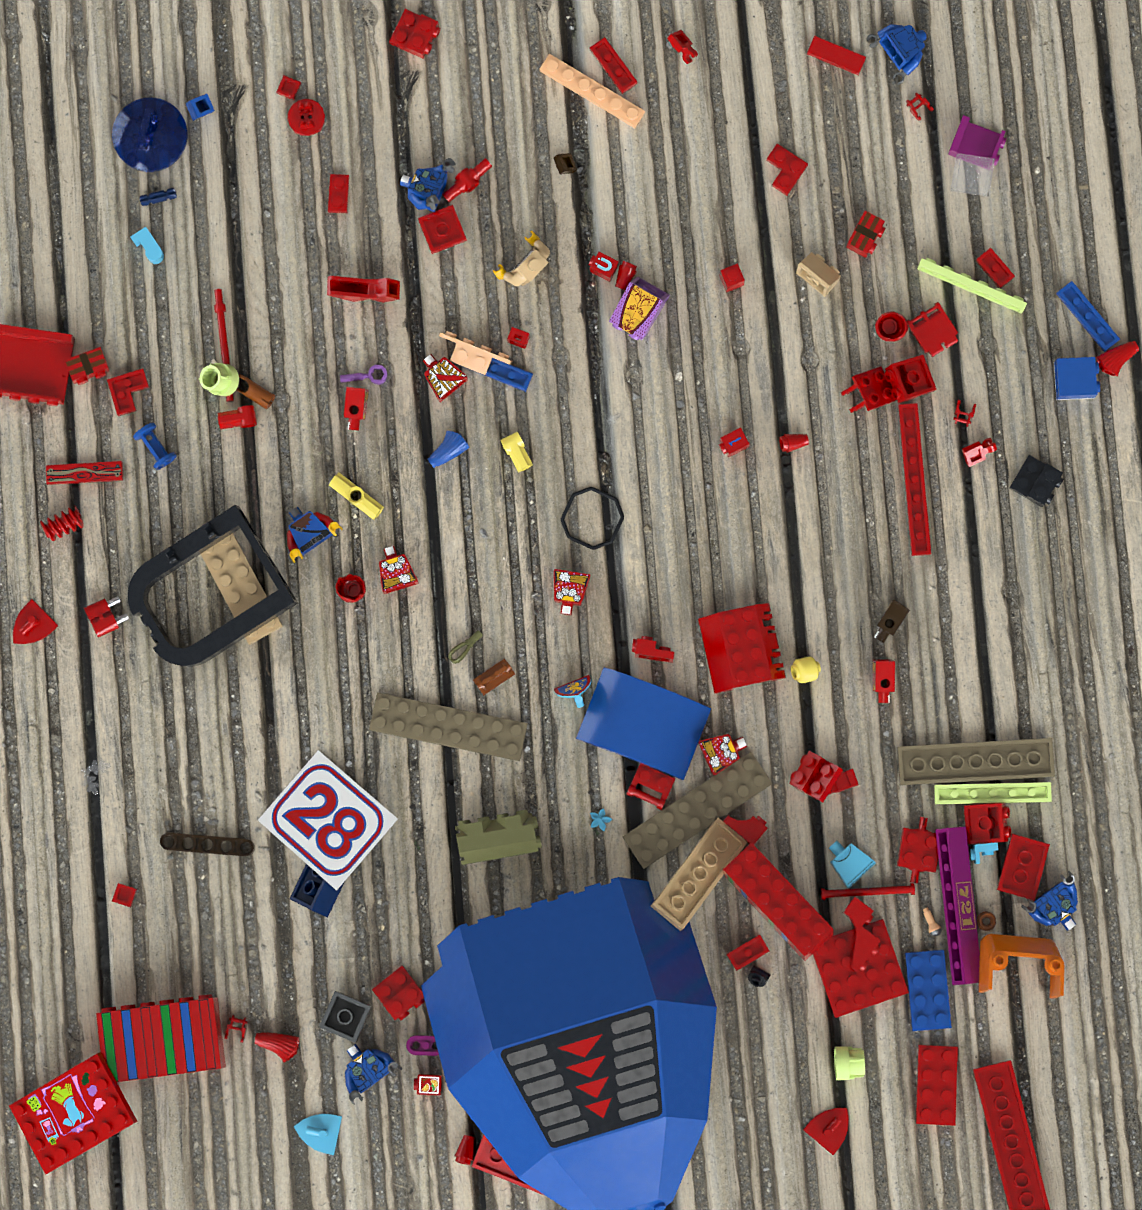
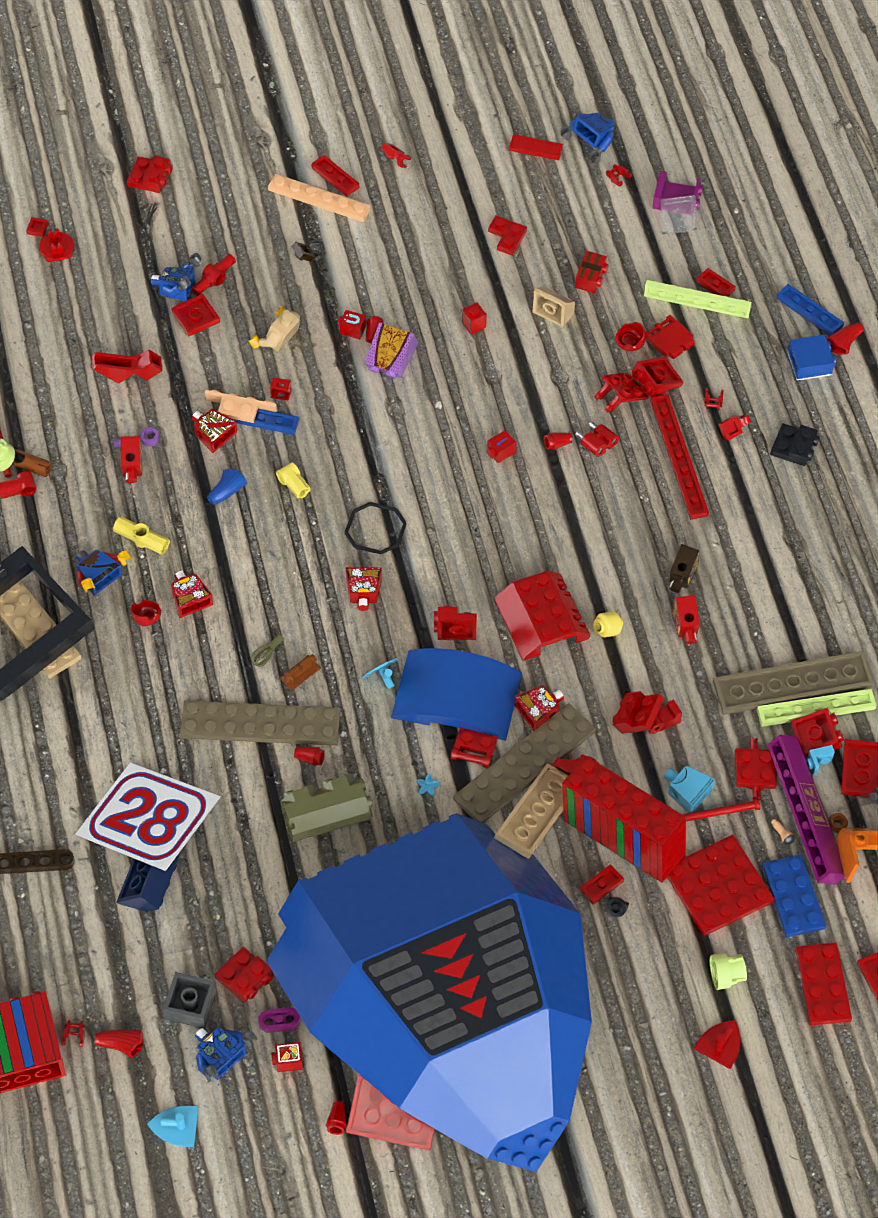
camera: 15 degrees left, 25 degrees down
(338, 193) = (94, 300): red plate -> none
(491, 771) = (310, 755): none -> red cone
(836, 448) = (598, 440): none -> red piece
(864, 942) = (720, 851): red arch -> none

